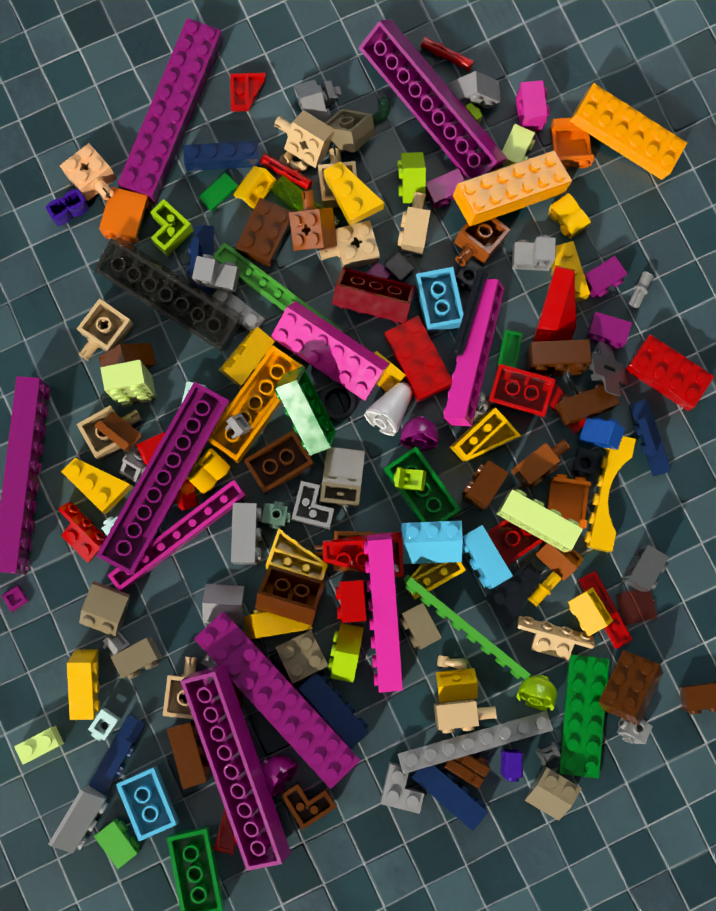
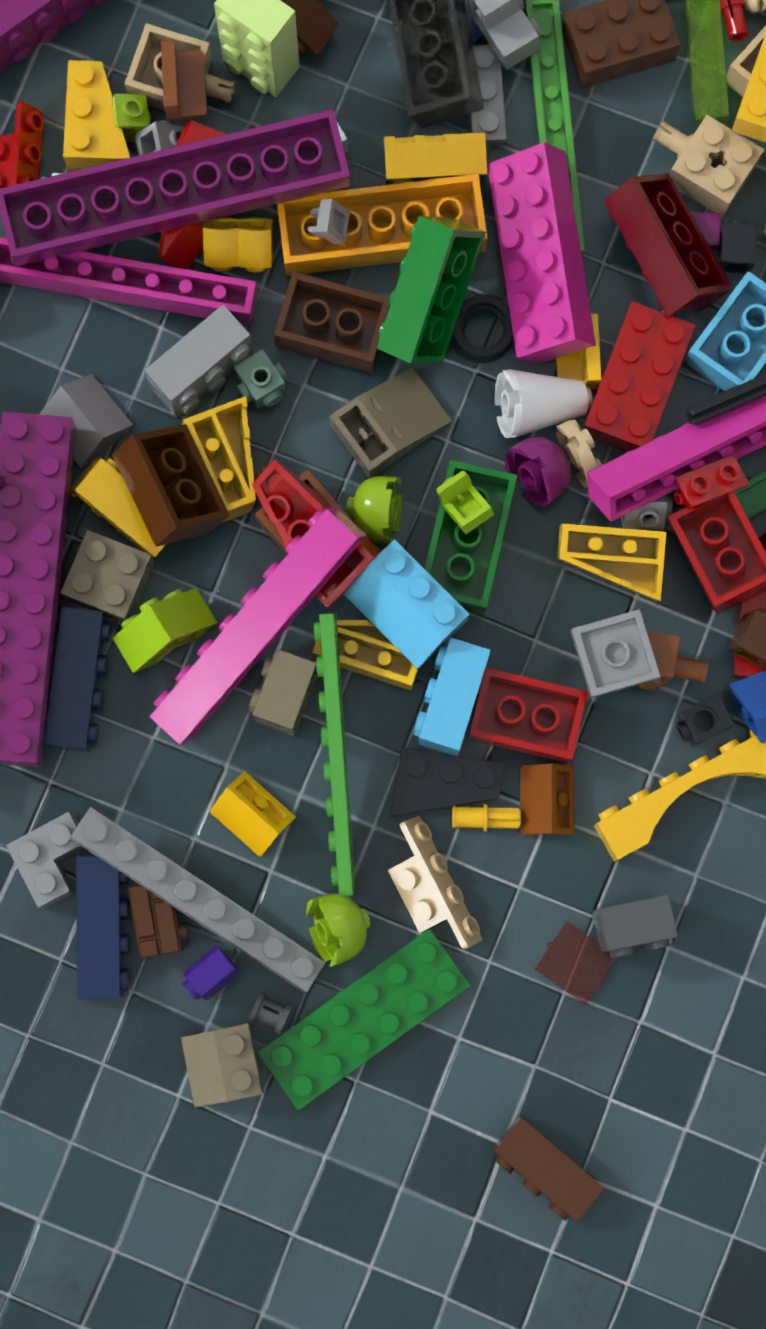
camera: 50 degrees right, 0 degrees up
(109, 465) = (131, 114): none -> lime bracket
(308, 511) = (305, 413): light grey brick -> none
(312, 226) = (684, 82): dark orange brick -> none
(352, 601) = (232, 570): red brick -> none
(375, 517) = (377, 508): none -> lime cylinder
(427, 410) = (578, 445): none -> tan plate
(459, 663) = (281, 788): tan arm -> none
(461, 715) = (217, 849): tan brick -> none
(486, 484) = (546, 608): reddish brown brick -> none
(491, 370) = (710, 482): none -> red hinge
(531, 475) = (615, 653): none -> light grey plate
(539, 521) = (564, 716): yellowish green brick -> none
(569, 497) = (631, 745): orange panel -> none
(590, 611) = (509, 902): yellow brick -> none
(616, 630) = (532, 924): red tile -> none
(631, 687) = (456, 1043): reddish brown brick -> none
(634, 733) = (405, 1099): light grey brick -> none

